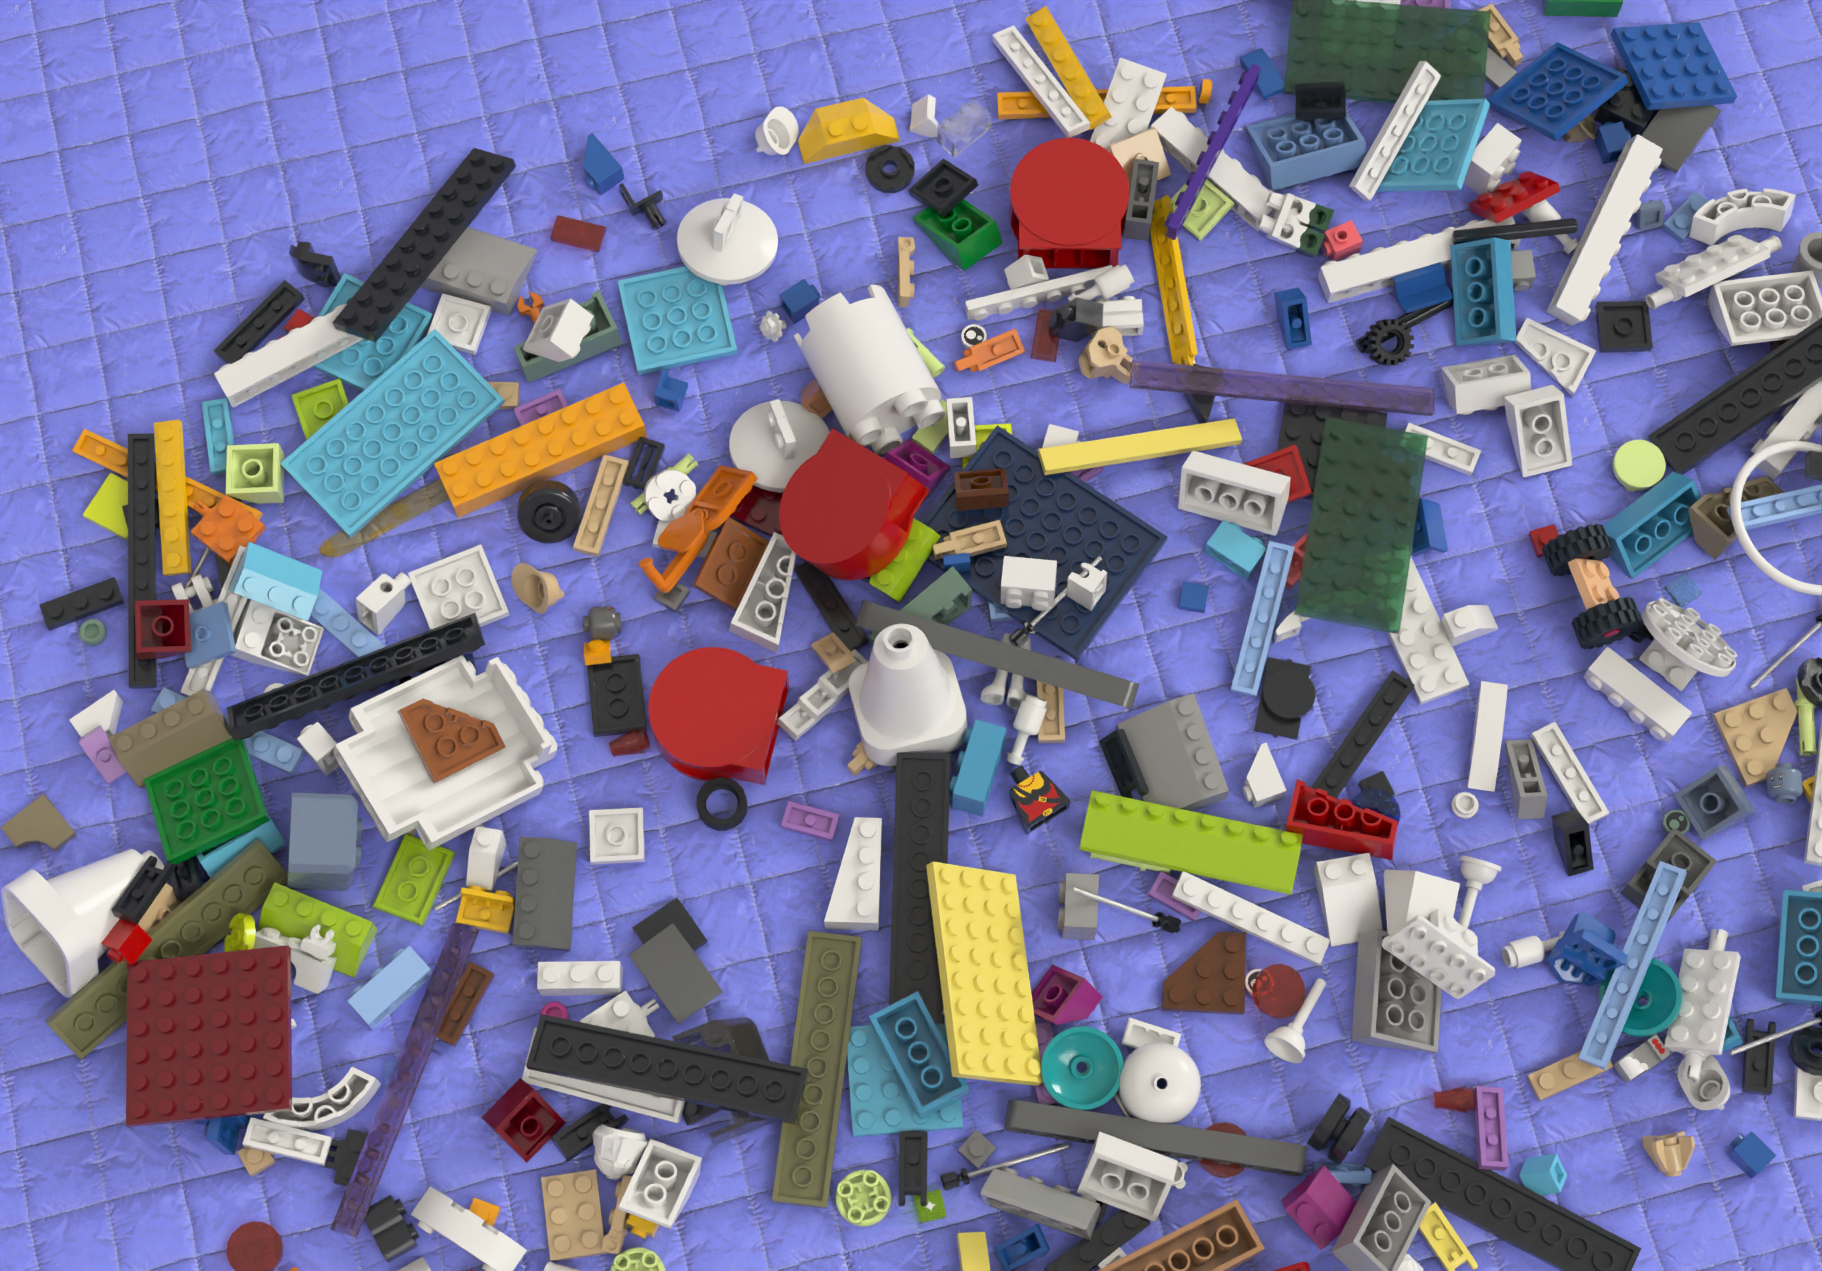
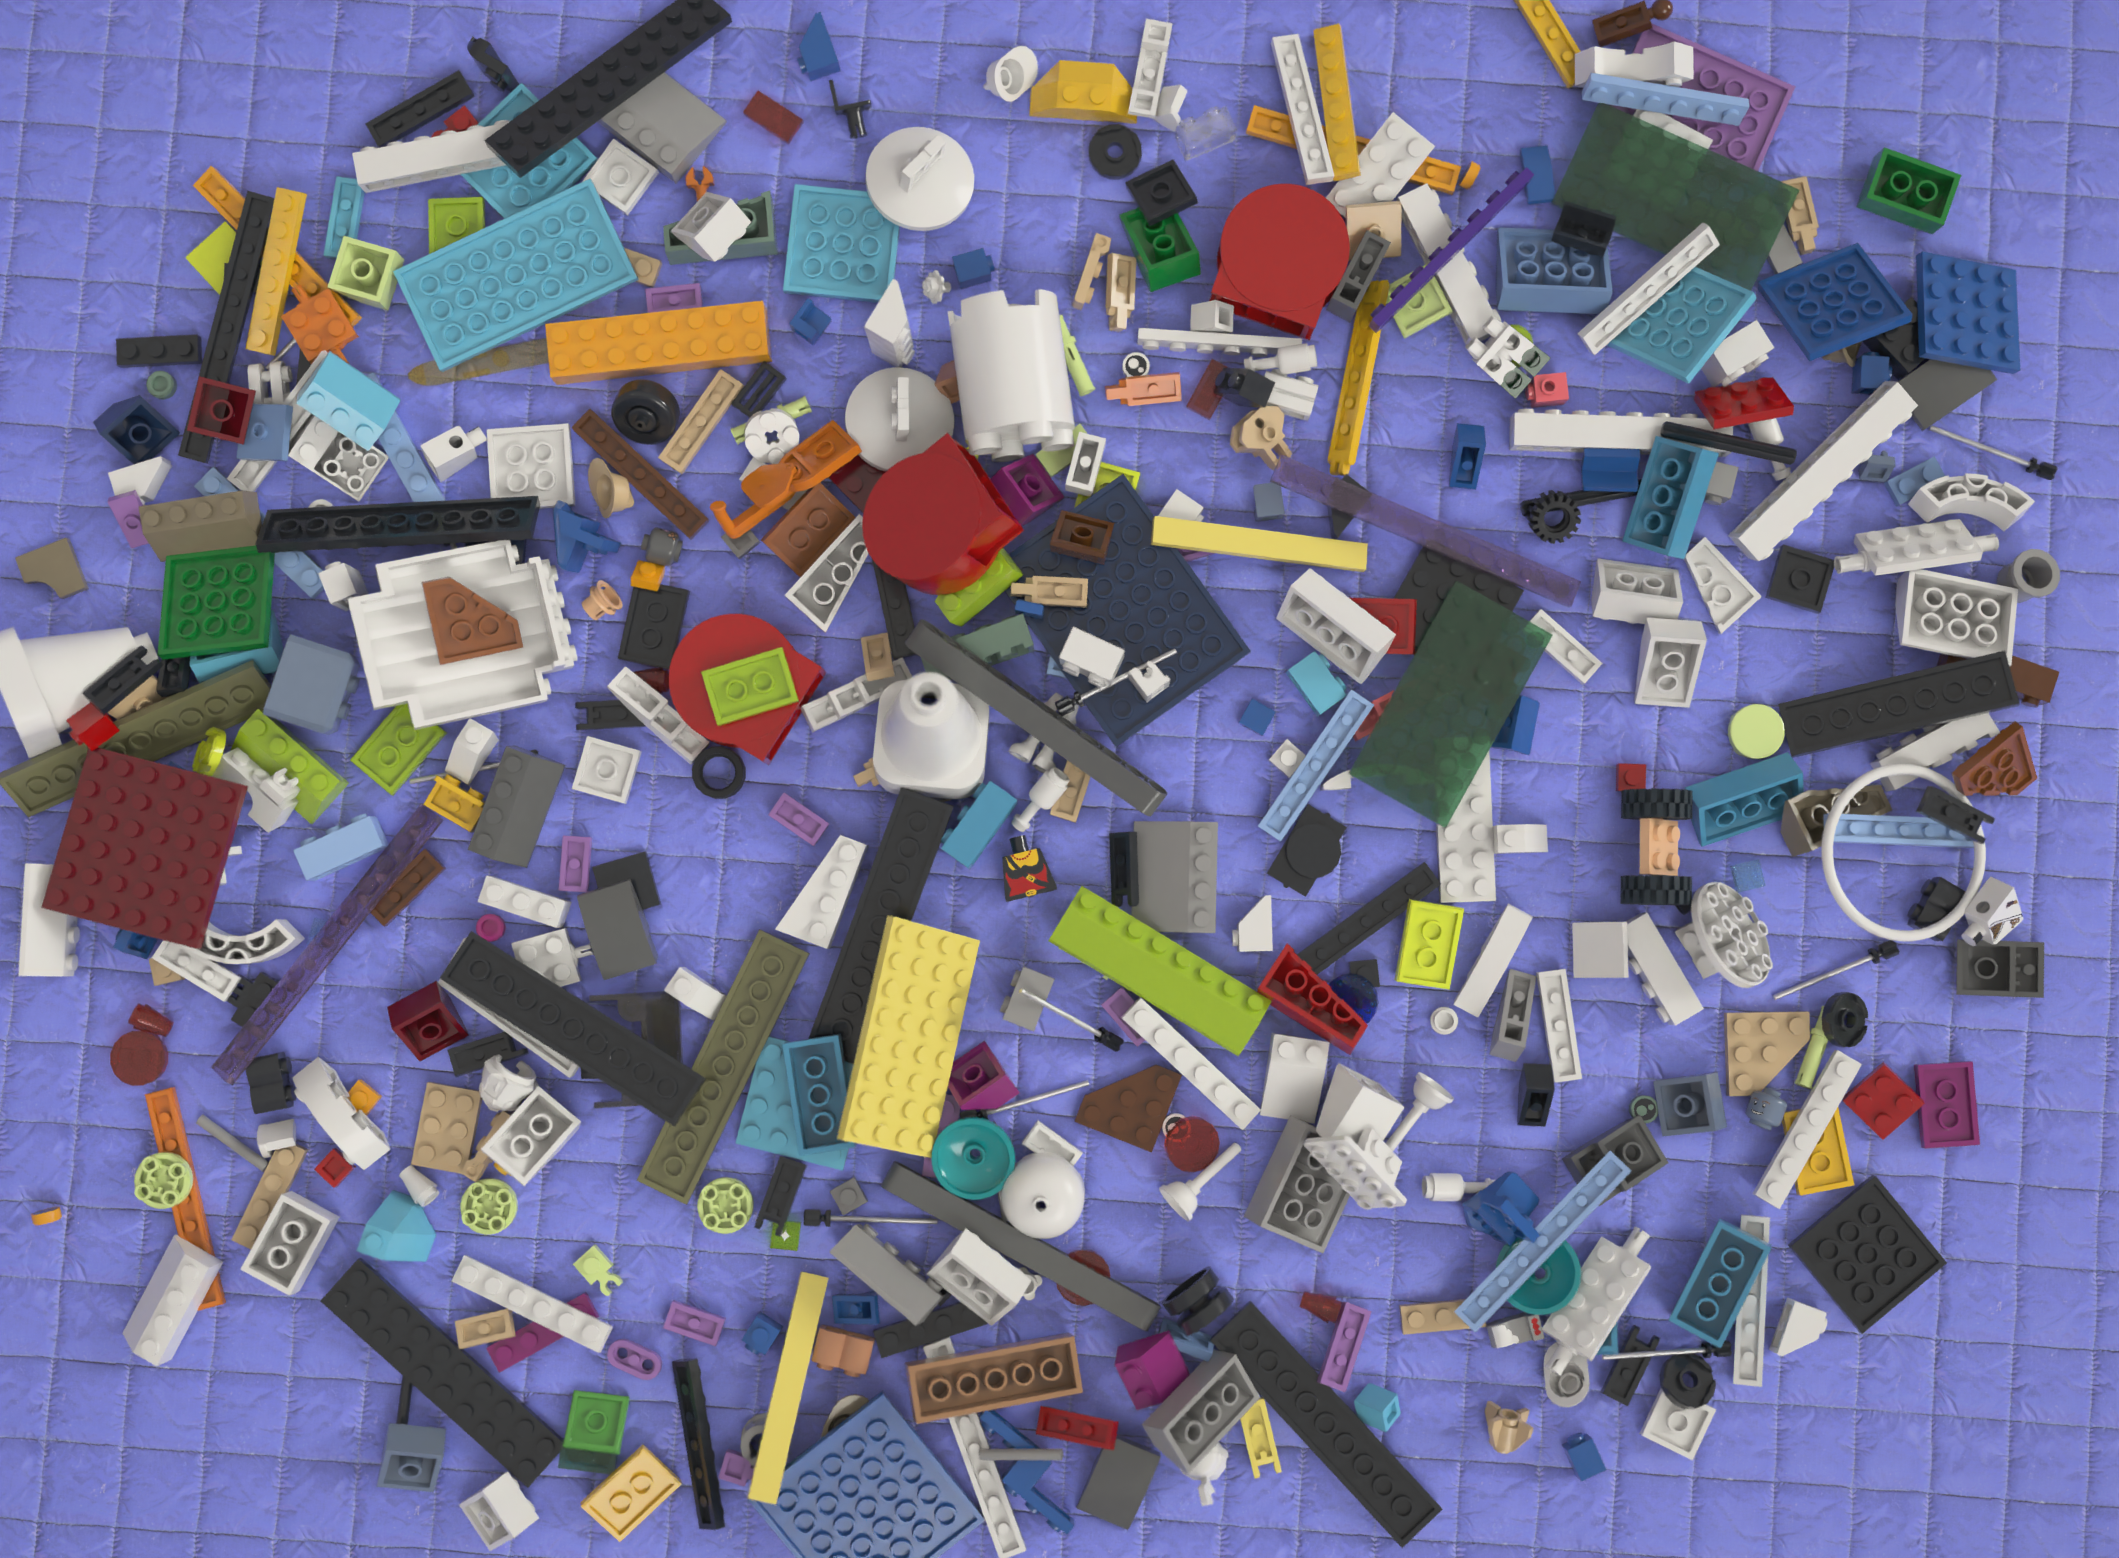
camera: 15 degrees right, 15 degrees up
(81, 675) = (135, 429): none -> dark blue slope
(133, 1151) = (46, 935): none -> white slope
(256, 1209) = (150, 1020): none -> clear red cone
(522, 633) = (577, 536): none -> blue piece
(562, 688) = (601, 601): none -> light nougat piece
(565, 568) = (640, 474): none -> reddish brown plate
(607, 784) = (607, 715): none -> black hinge
(615, 929) = (575, 863): none -> medium lavender plate
(643, 766) = (657, 715): none -> white slope
(729, 706) = (750, 686): none -> lime plate
(749, 365) = (889, 328): none -> white slope
(769, 1008) = (696, 993): none -> white slope
(896, 91) = (1150, 68): none -> white slope
(936, 278) = (1120, 290): none -> tan hinge
(1117, 1001) = (983, 1112): none -> flat silver piece
(1135, 410) = (1268, 502): none -> sand blue panel
(1234, 624) = (1287, 758): none -> white plate
(1424, 741) = (1429, 944): none -> neon yellow tile
(1579, 693) = (1600, 950): none -> white tile
(1794, 172) = (2042, 470): none -> piece

